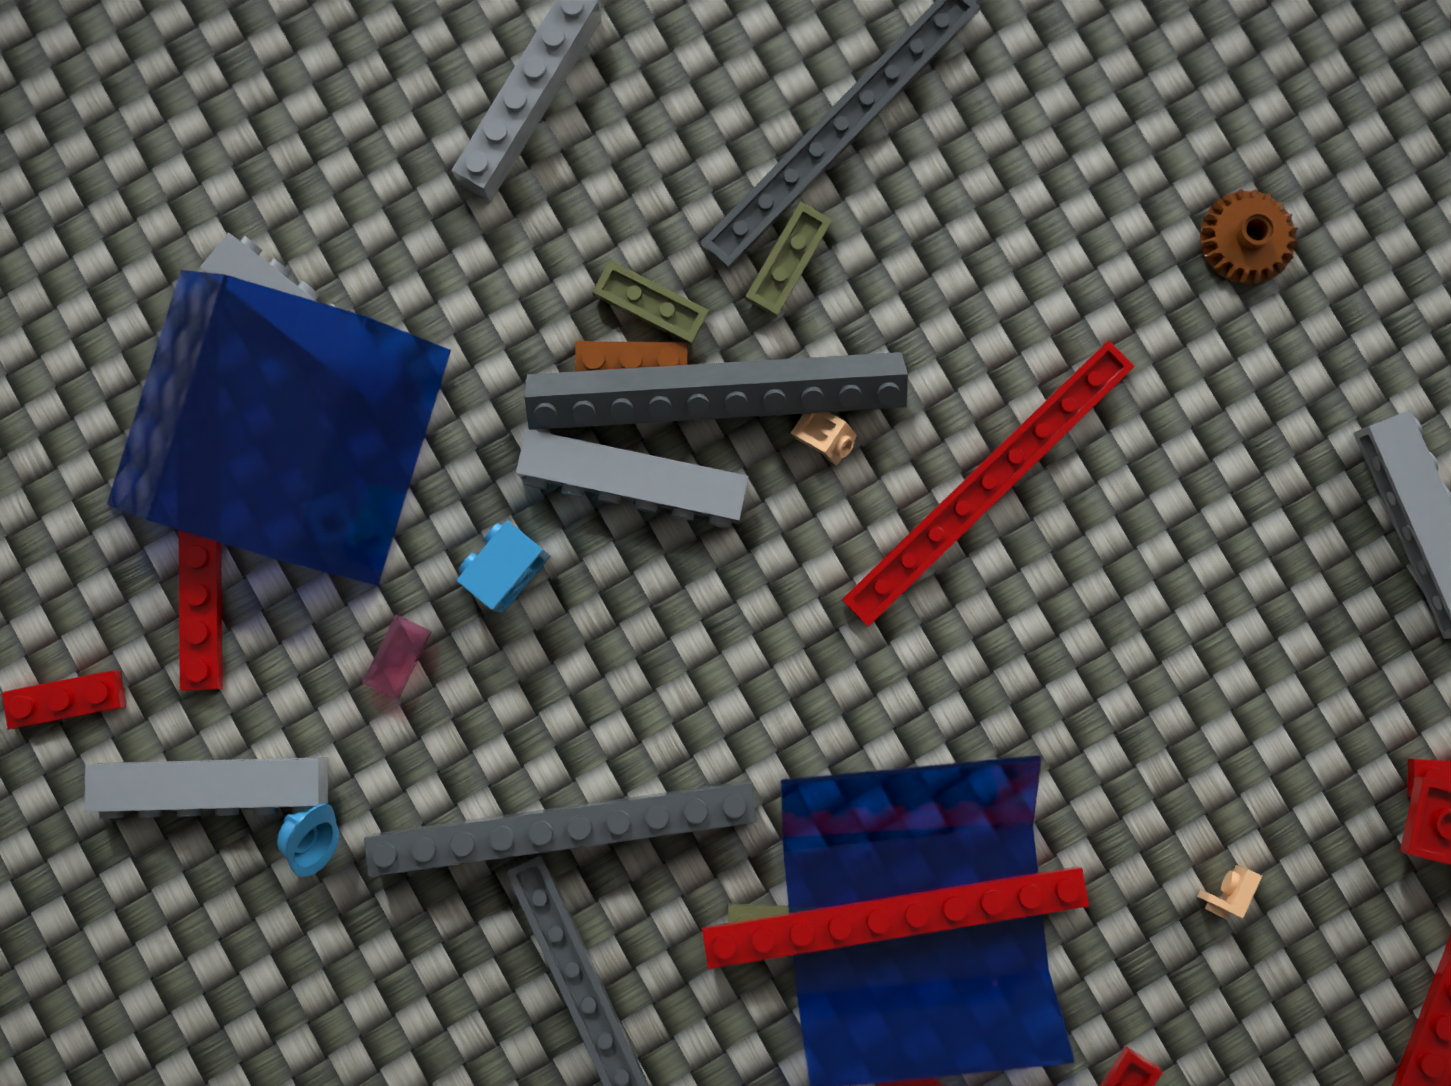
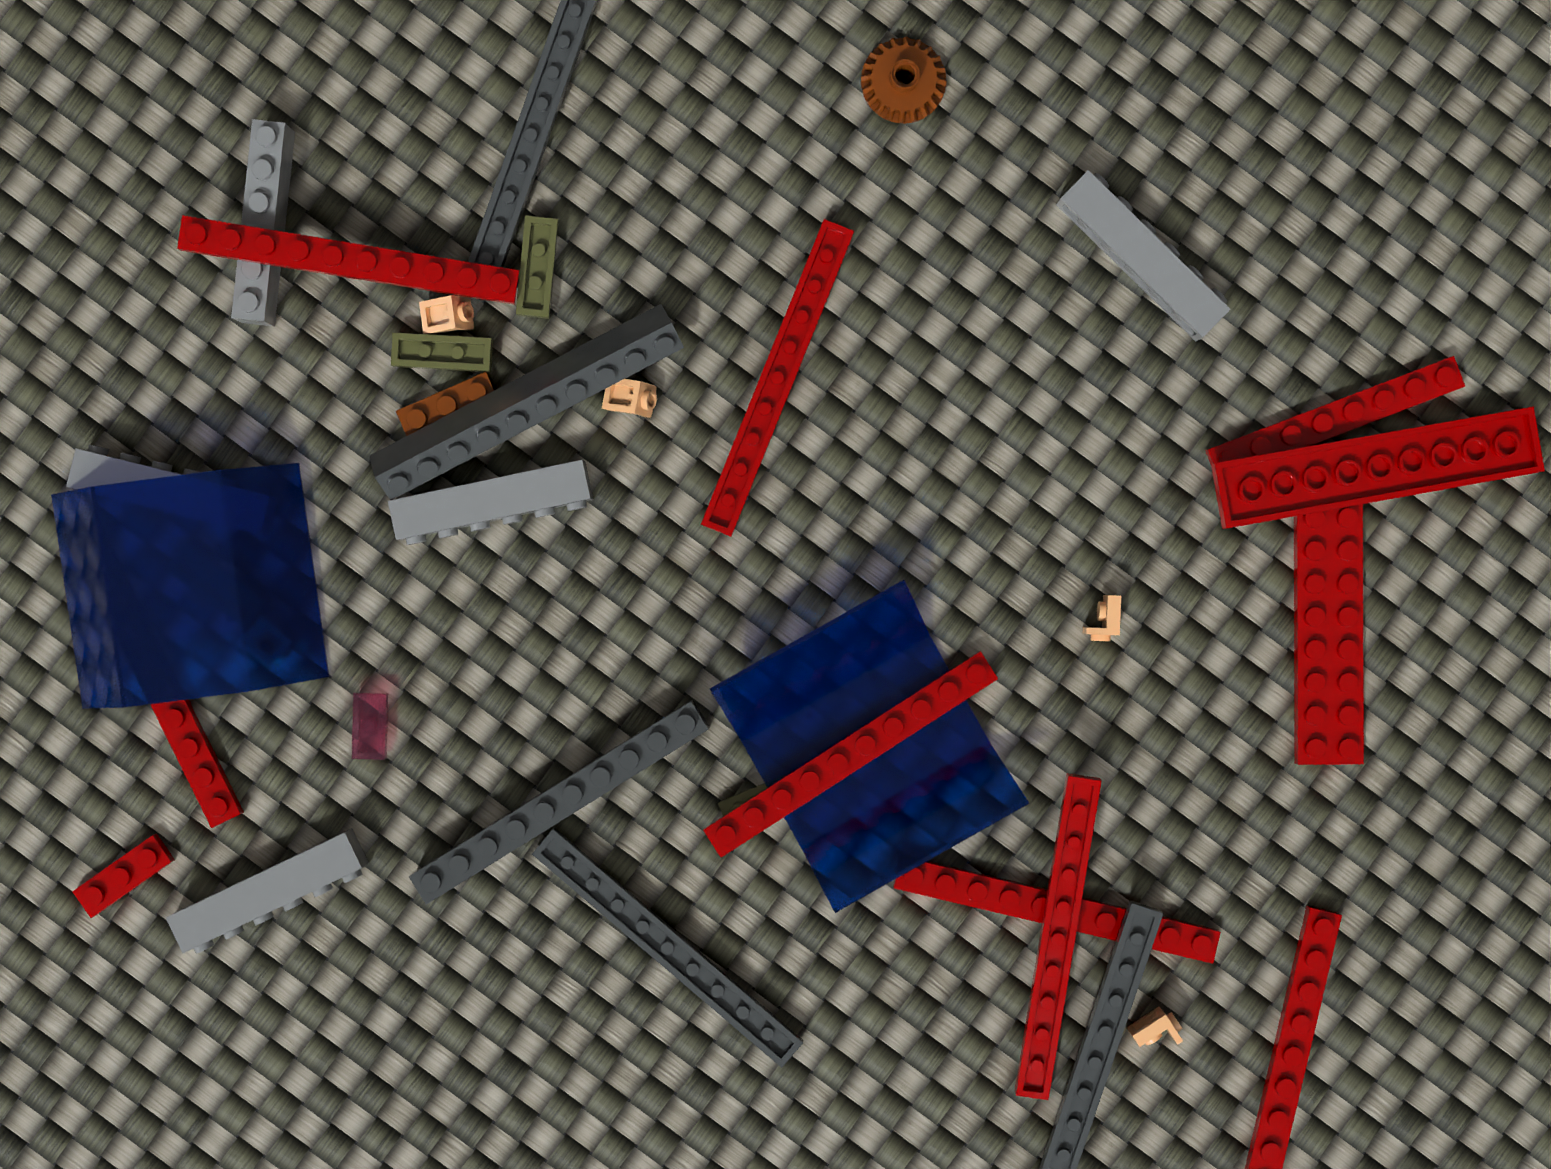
camera: 20 degrees left, 5 degrees up
(309, 839) = (367, 897): dark azure piece -> none
(502, 566) = (419, 618): dark azure brick -> none
(599, 164) = (347, 259): none -> red plate
(673, 266) = (446, 314): none -> light nougat bracket

